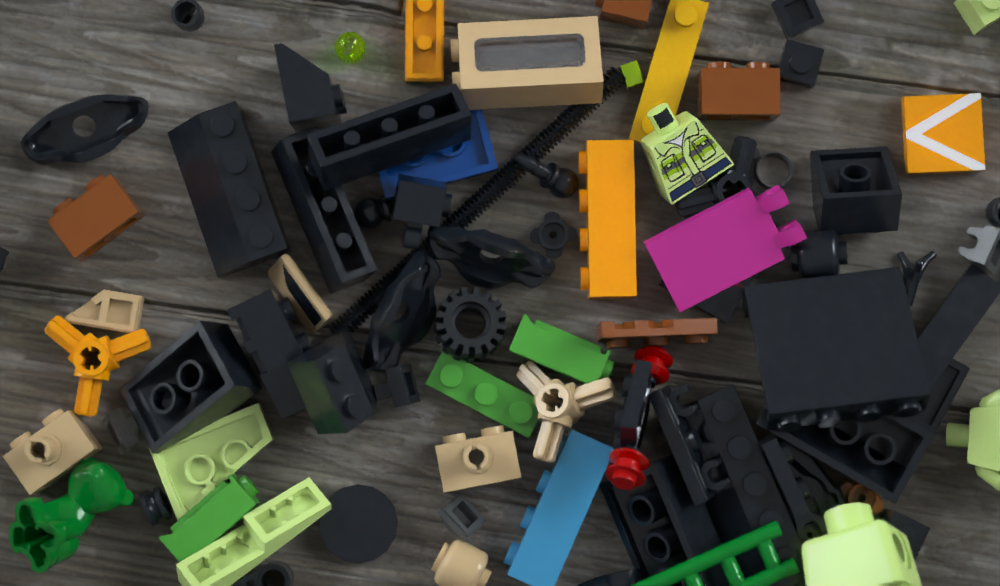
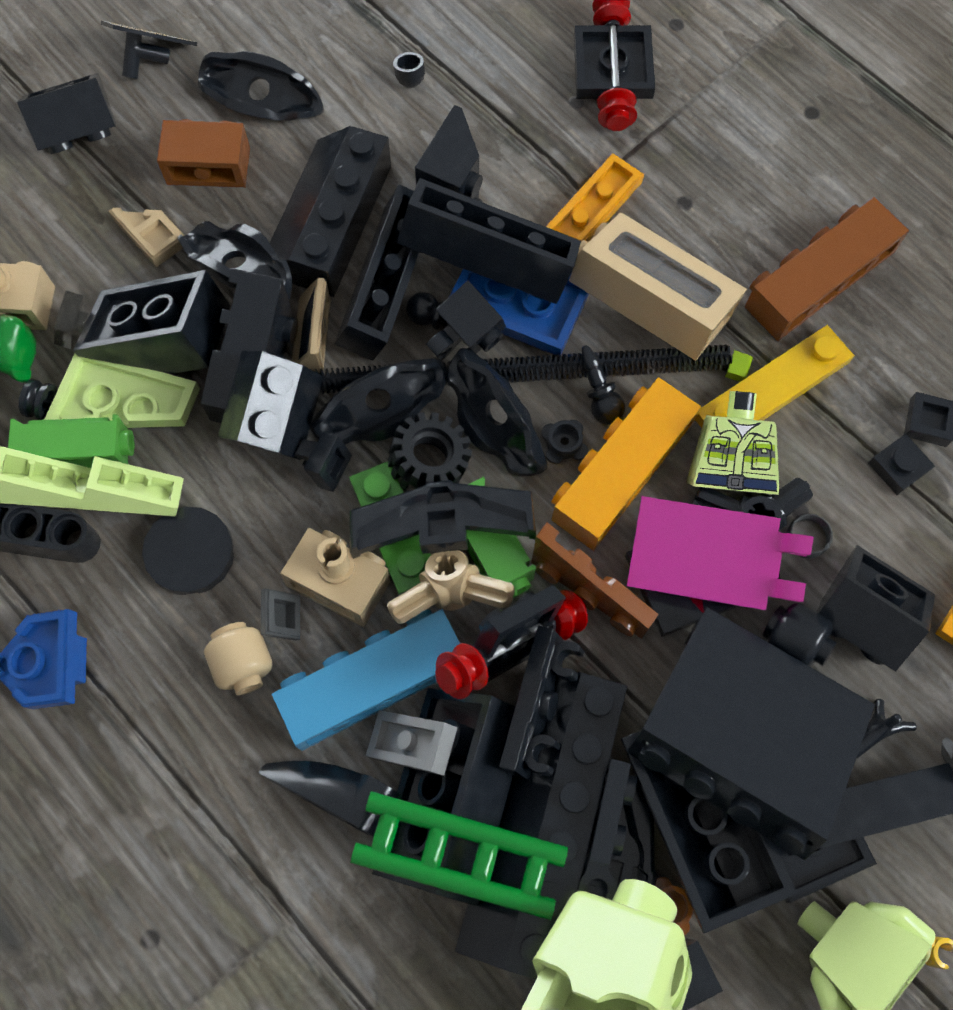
camera: 40 degrees right, 15 degrees down
(110, 355) = (102, 252): light orange bush -> none
(174, 288) = (213, 246): none -> black piece
(358, 48) = (520, 184): clear neon green hinge -> none
(522, 368) = (441, 517): none -> black plate
(621, 531) = (411, 742): none -> light grey plate
(739, 92) = (827, 444): dark orange brick -> none

